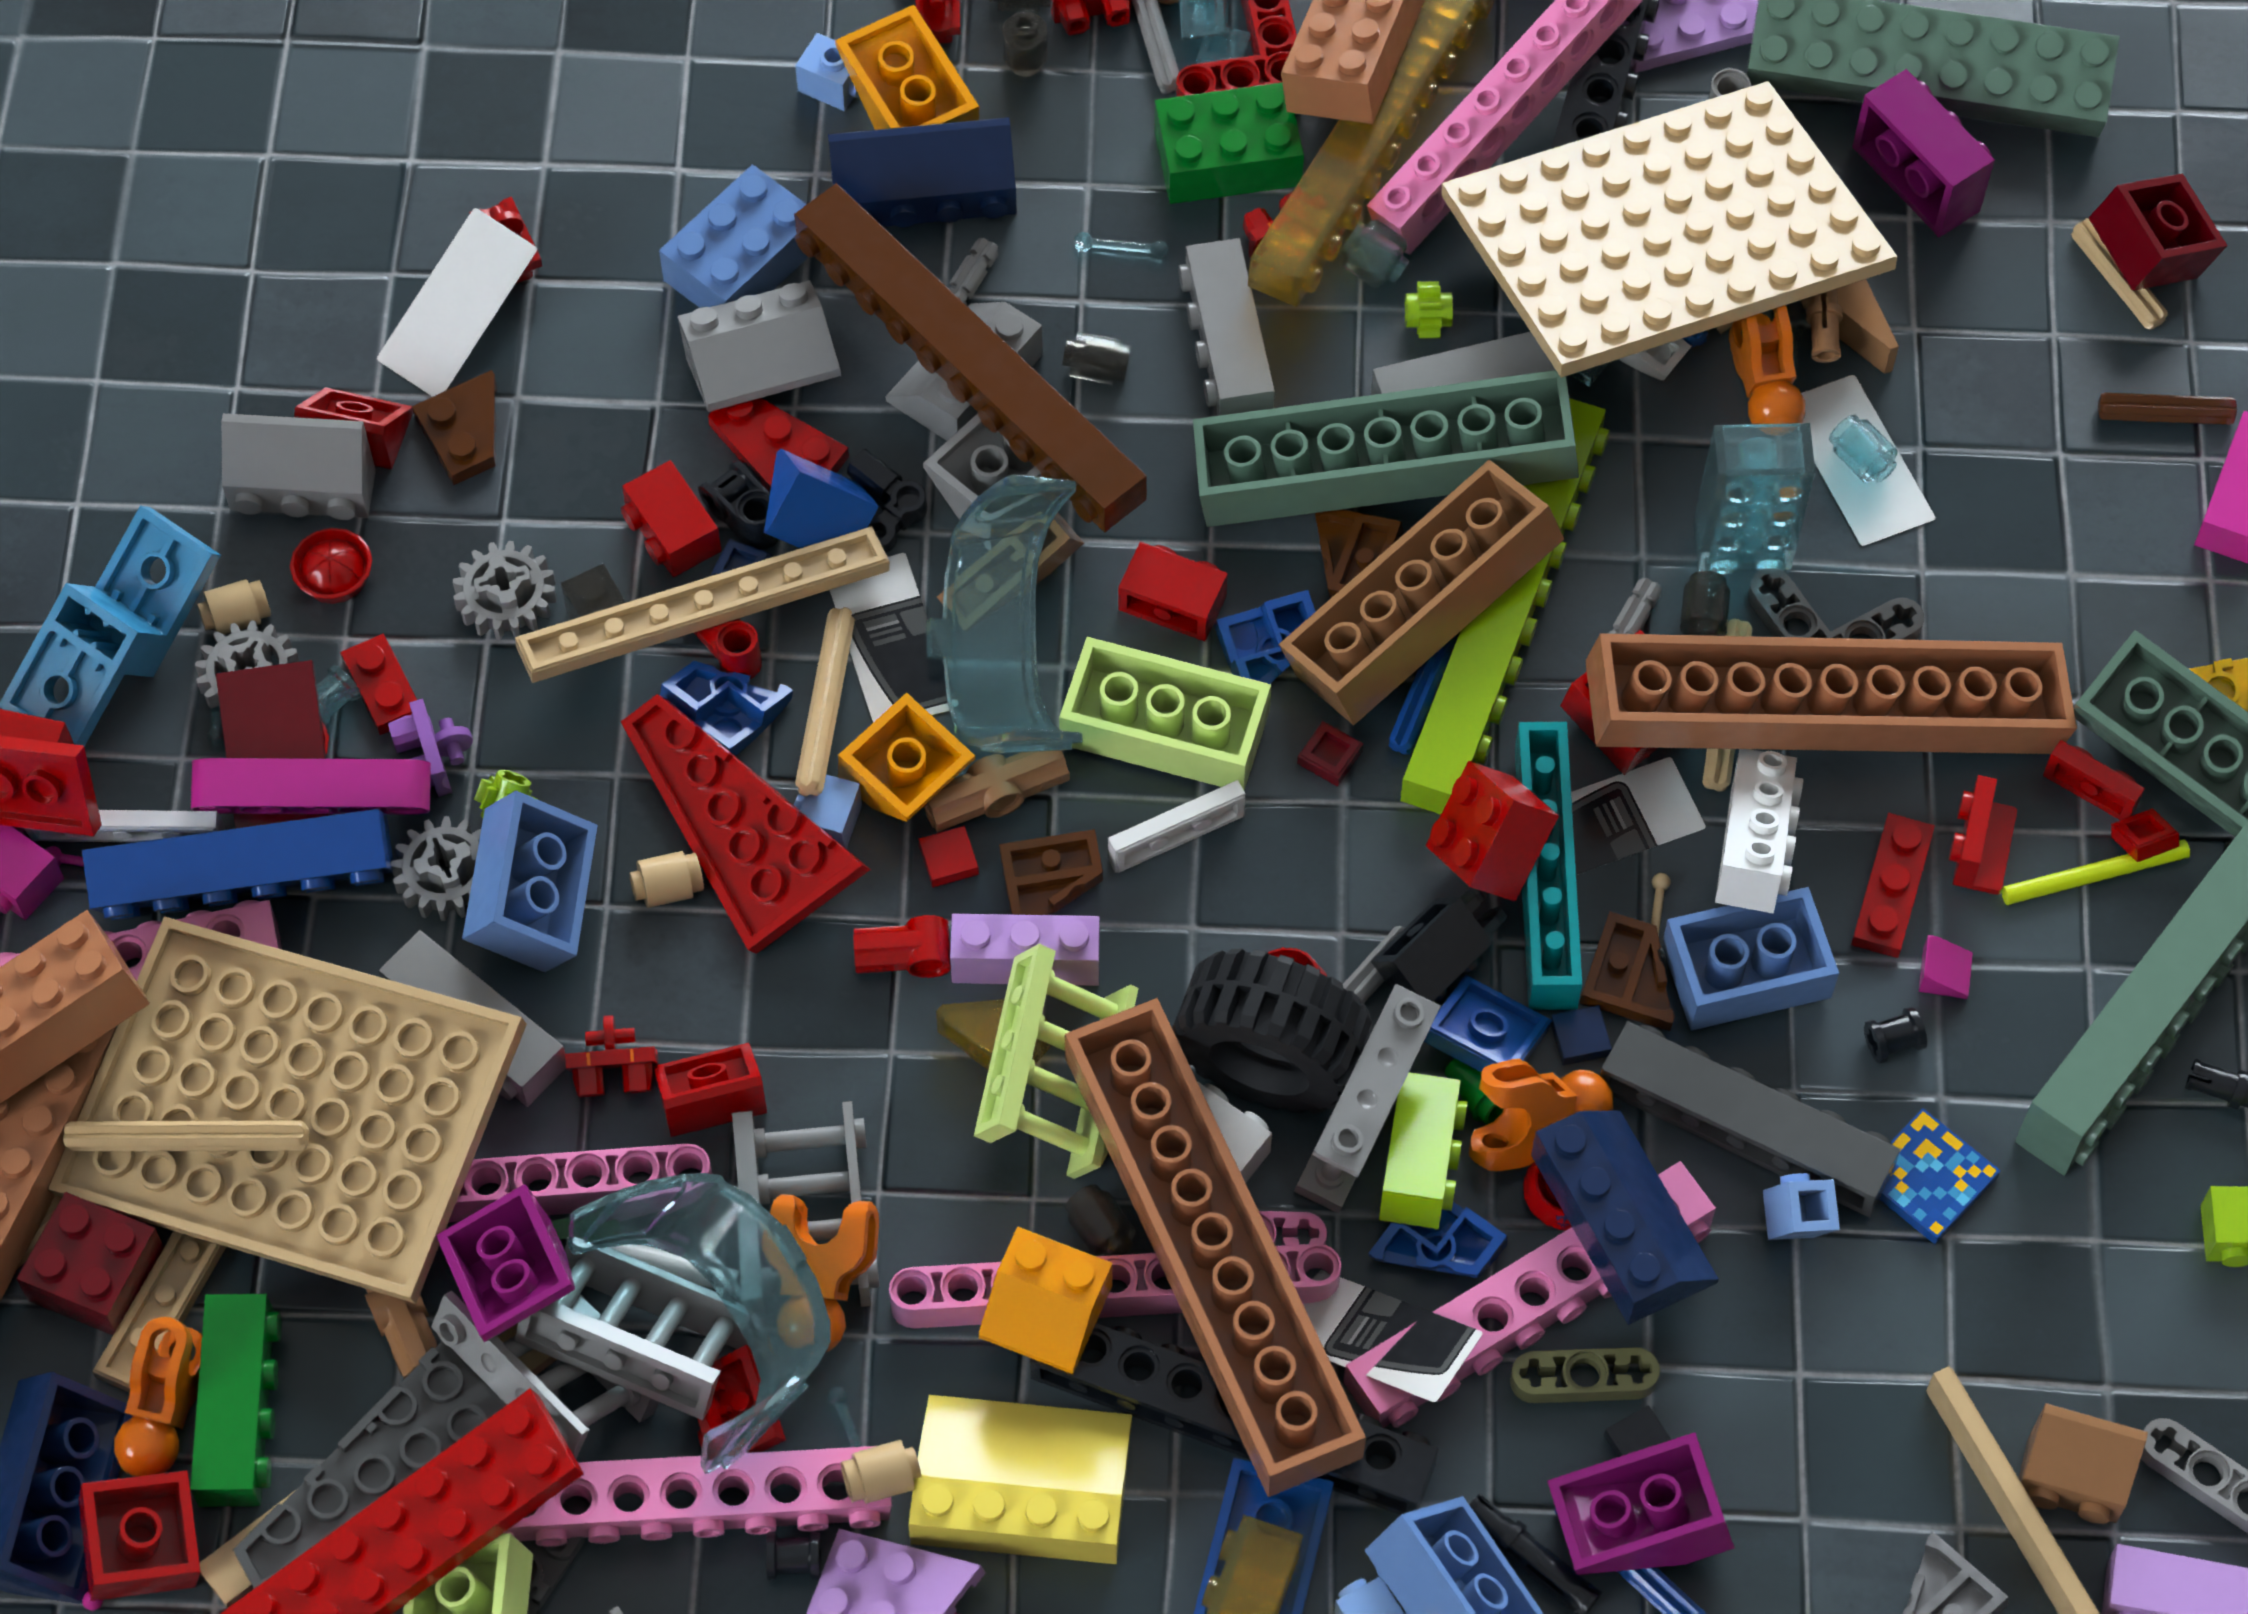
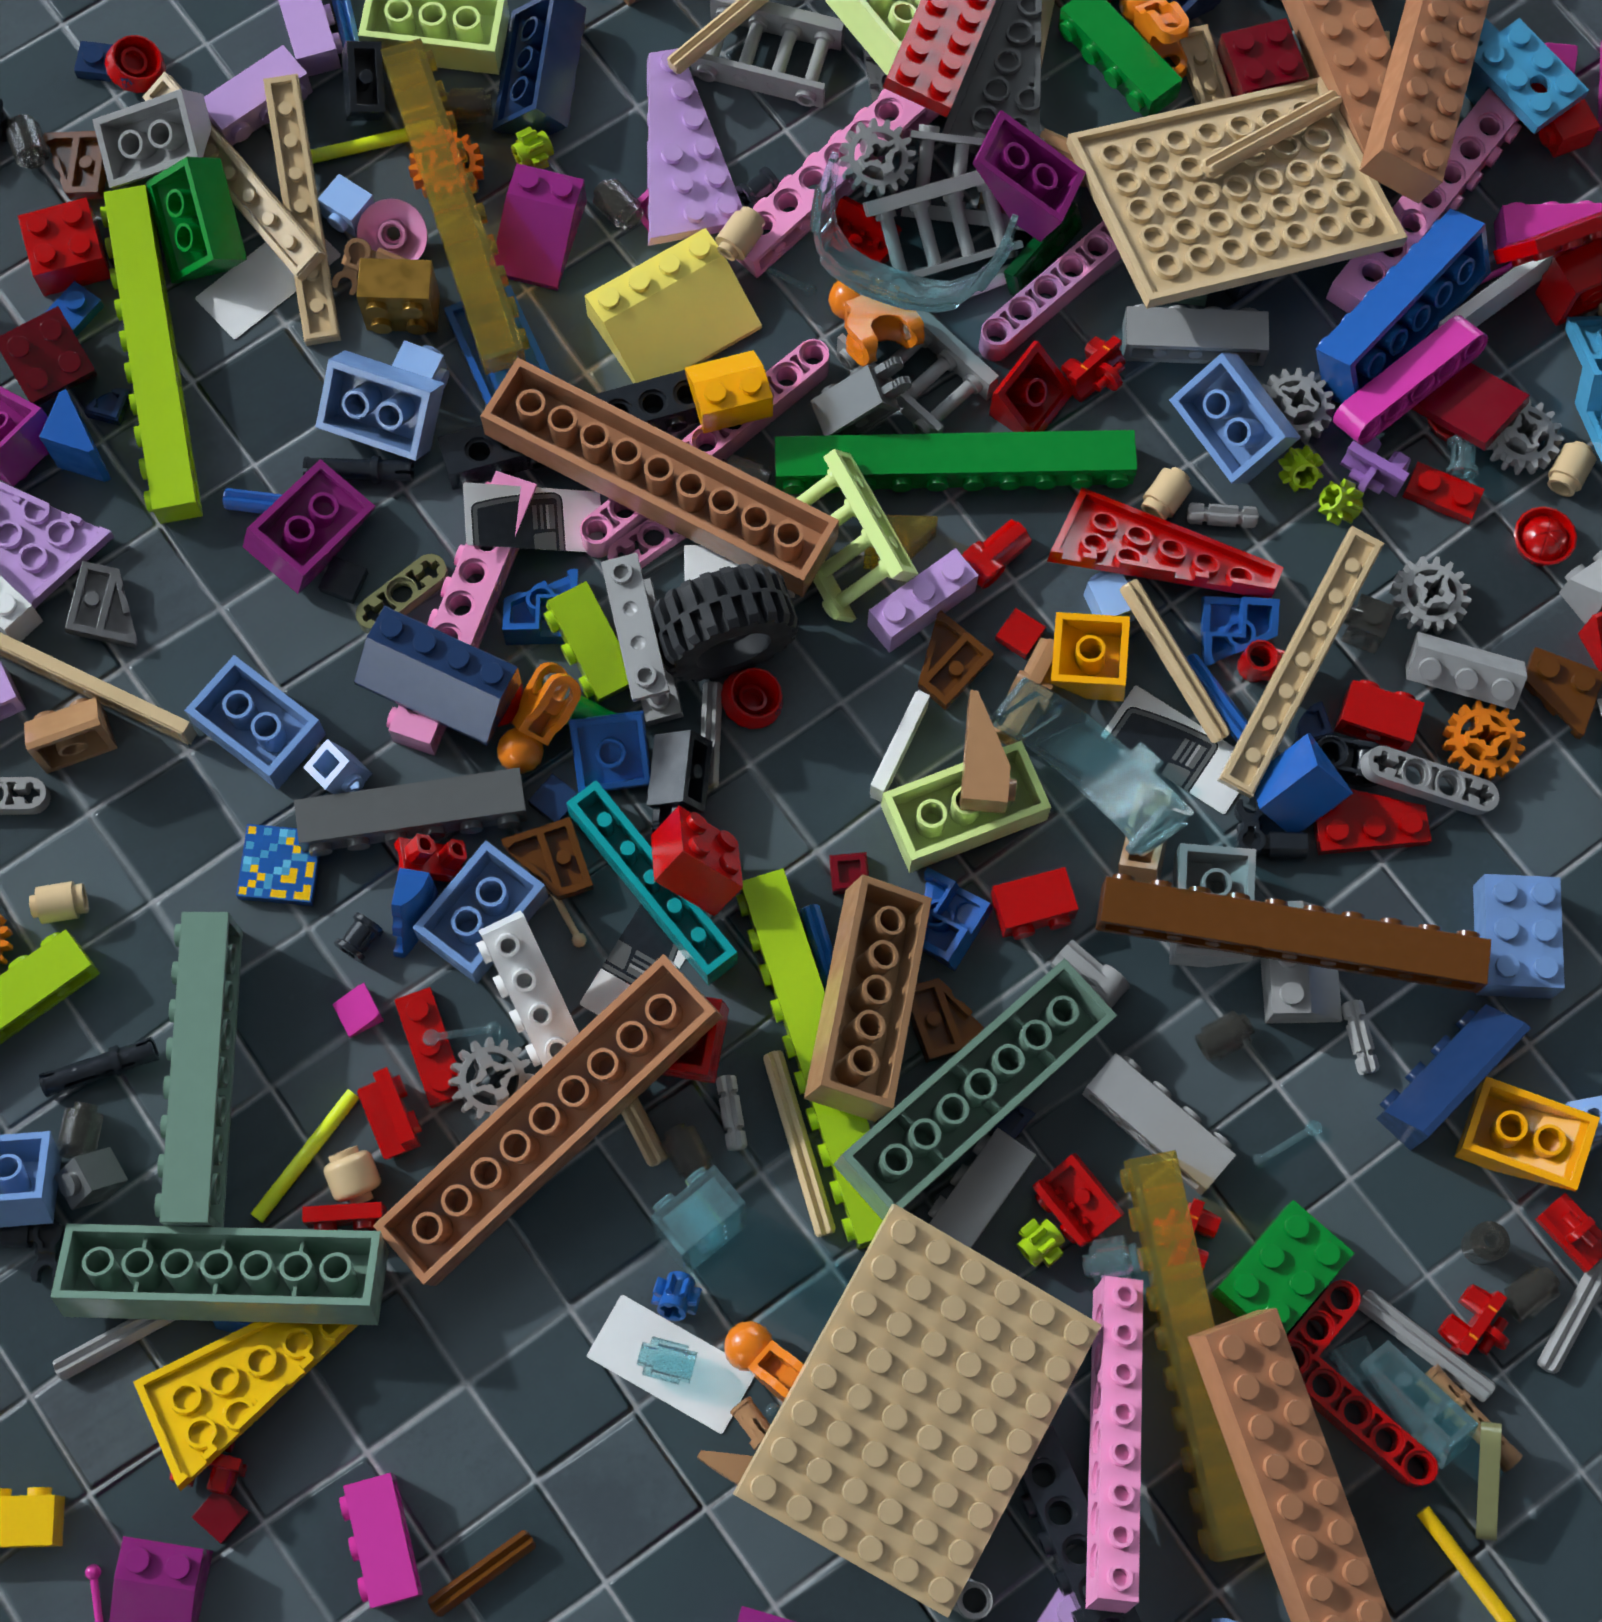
camera: 140 degrees right, 10 degrees up
(488, 733) = (1341, 502): none -> lime gear
(548, 491) = (1466, 670): none -> light grey brick
(594, 428) = (1492, 728): none -> orange gear
(627, 821) = (1222, 515): none -> light grey axle
(649, 1434) = (883, 170): none -> light grey gear
(690, 421) = (1429, 780): none -> light grey beam
(758, 345) = (1436, 865): light grey slope -> none
(810, 639) = (1226, 707): none -> blue axle
(851, 1067) = (964, 460): none -> green brick
(910, 1193) = (861, 398): none -> dark grey hinge
(1130, 699) = (986, 769): none -> medium nougat slope
(1176, 484) = (1103, 979): none -> light grey piece
(1364, 321) = (1077, 1201): none -> red bracket
(1585, 551) = (799, 1143): none -> tan axle
(1763, 1047) = (425, 855): none -> red hips
(1796, 606) = (584, 1197): dark grey beam -> none
(1814, 1008) = (411, 899): none -> blue slope
(1822, 496) = (676, 1296): none -> blue gear
(1855, 800) = (482, 1063): none -> light grey gear
(1857, 1327) = (255, 722): none -> medium blue brick
(1890, 873) = (431, 1036): none -> clear light blue hinge
(2061, 810) = (352, 1175): none -> tan head
(2145, 835) = (286, 1202): red tile -> none
(2203, 1295) = (59, 902): none -> tan brick

